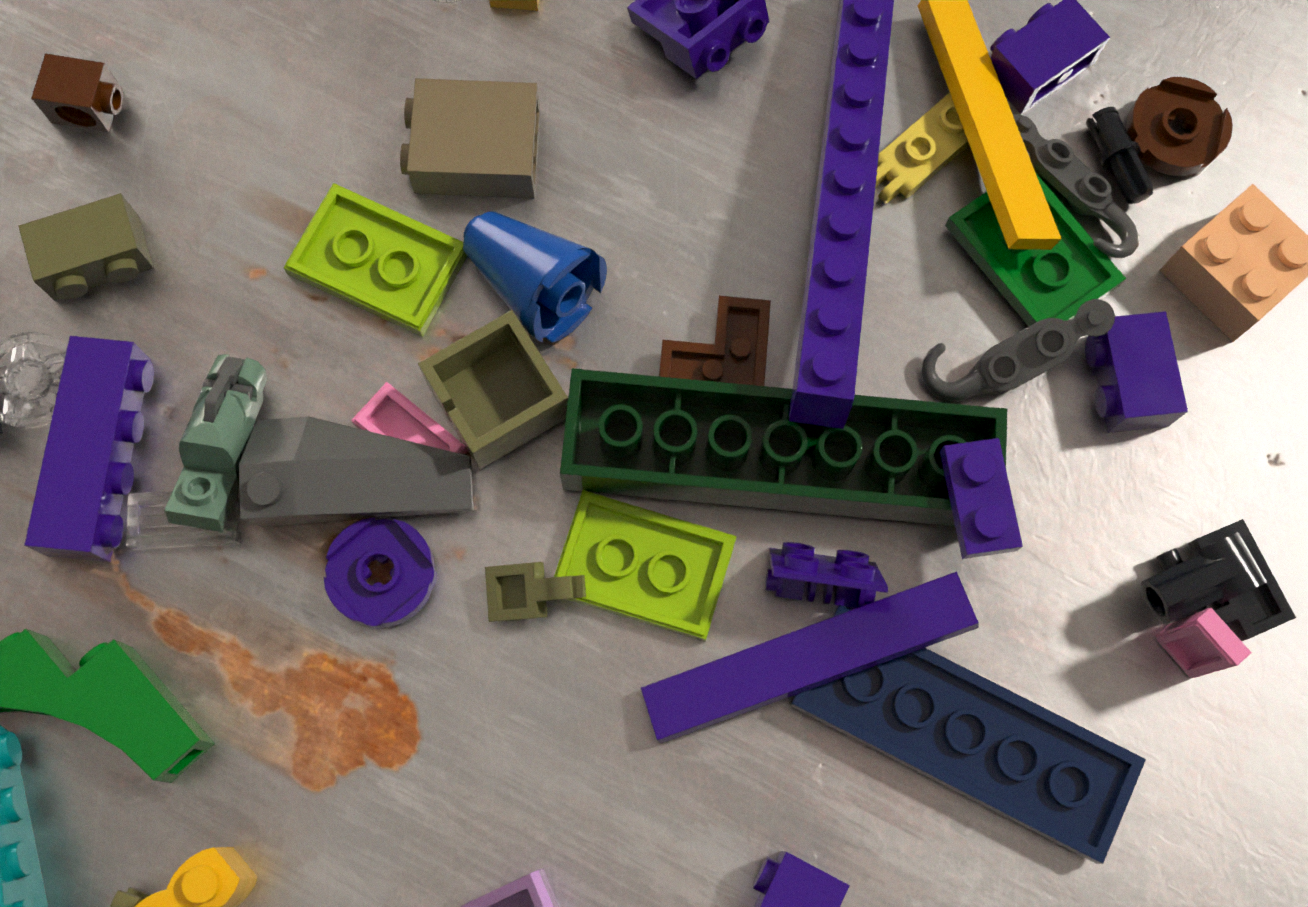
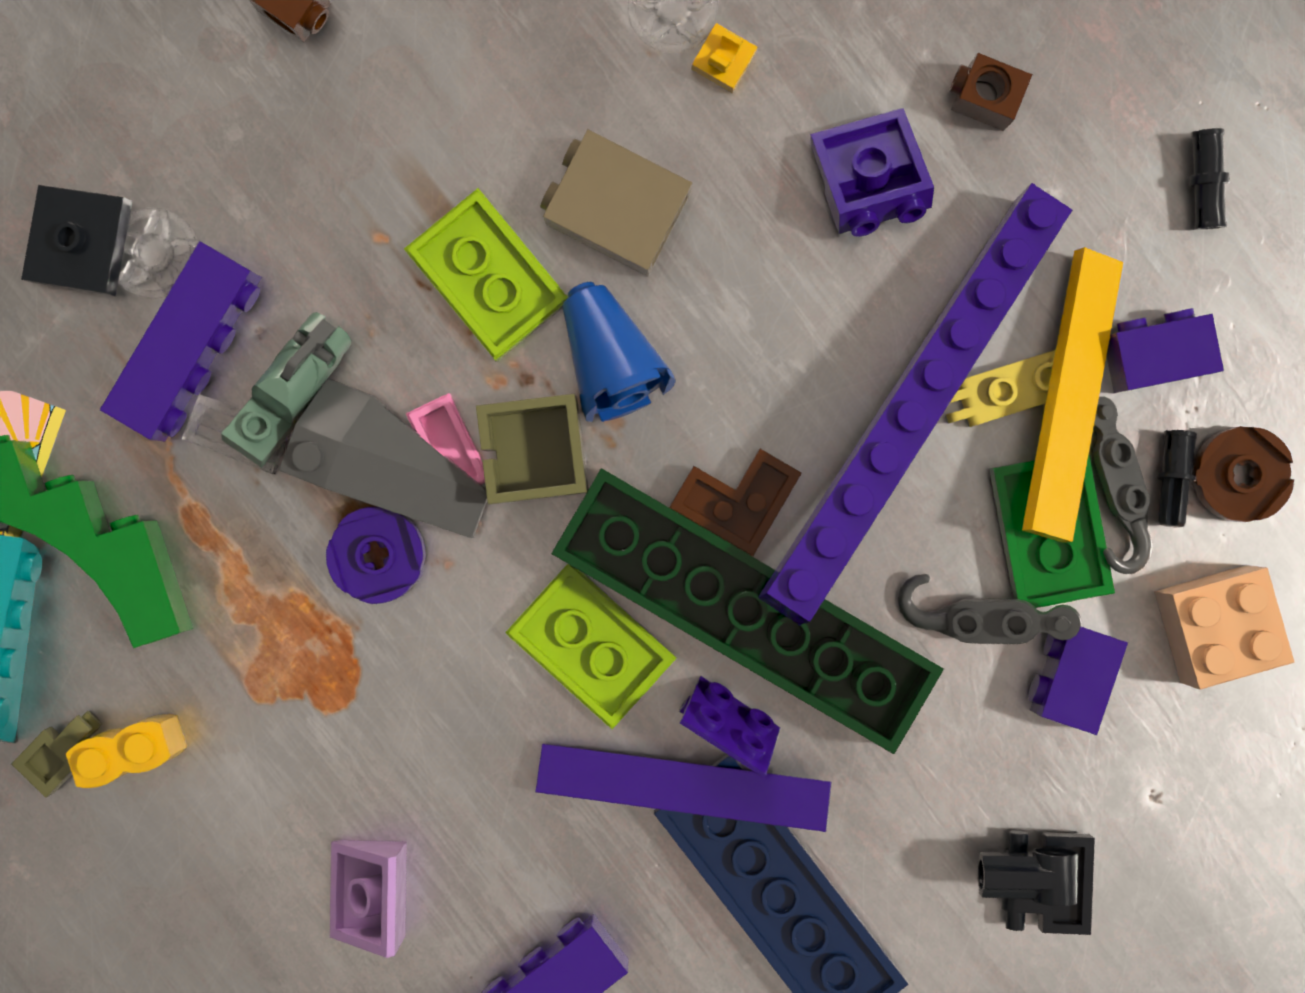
camera: 30 degrees right, 15 degrees up
(86, 247) = (243, 157): olive brick -> none
(522, 590) = (482, 627): olive plate -> none
(980, 498) = (880, 735): dark purple plate -> none
(1202, 644) = (999, 927): bright pink tile -> none

